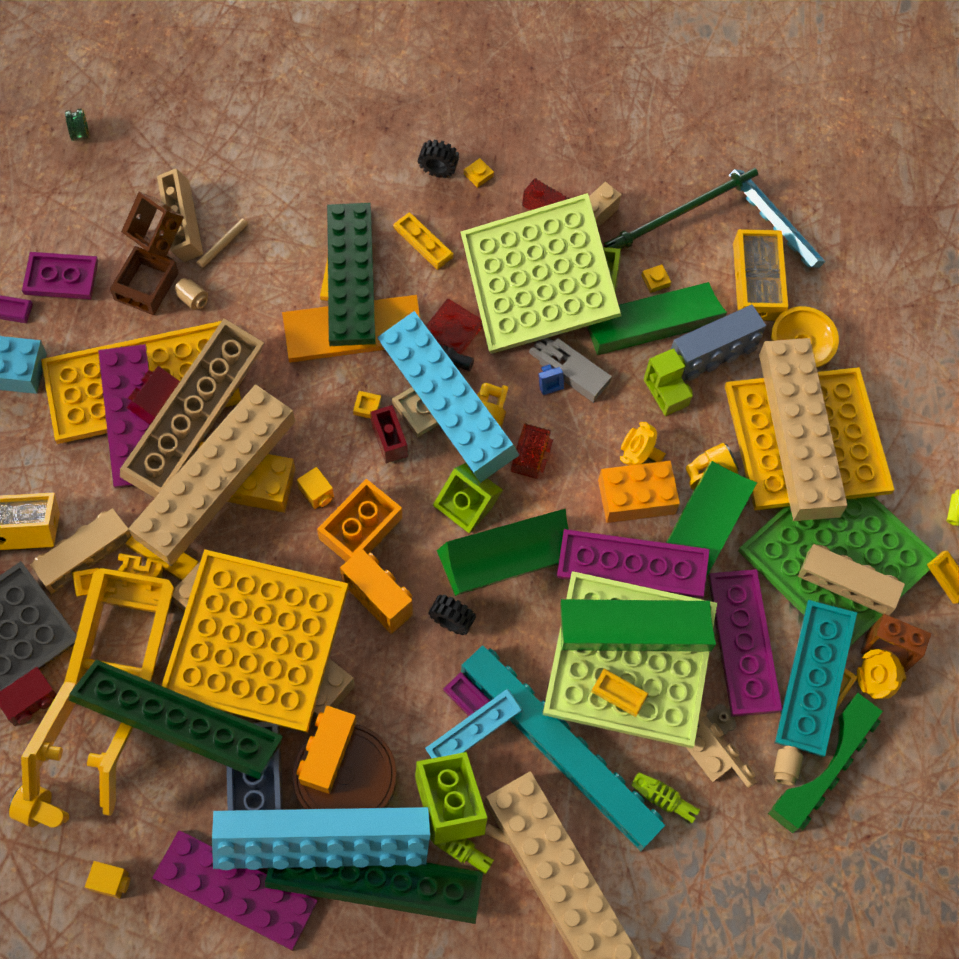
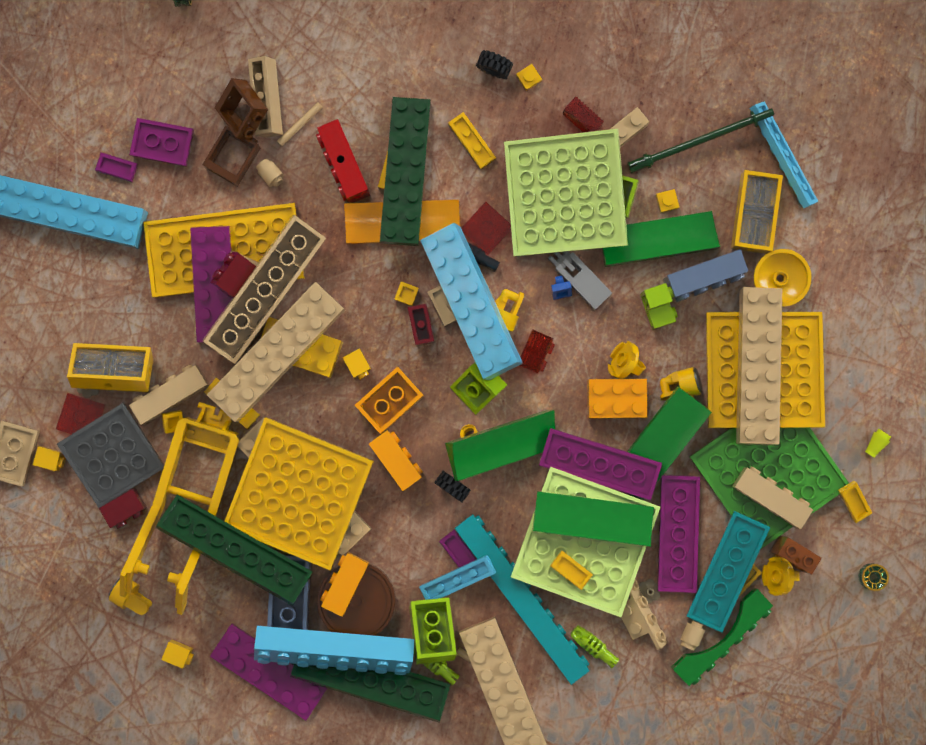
camera: 15 degrees right, 20 degrees up
(275, 268) = (341, 157): none -> red brick

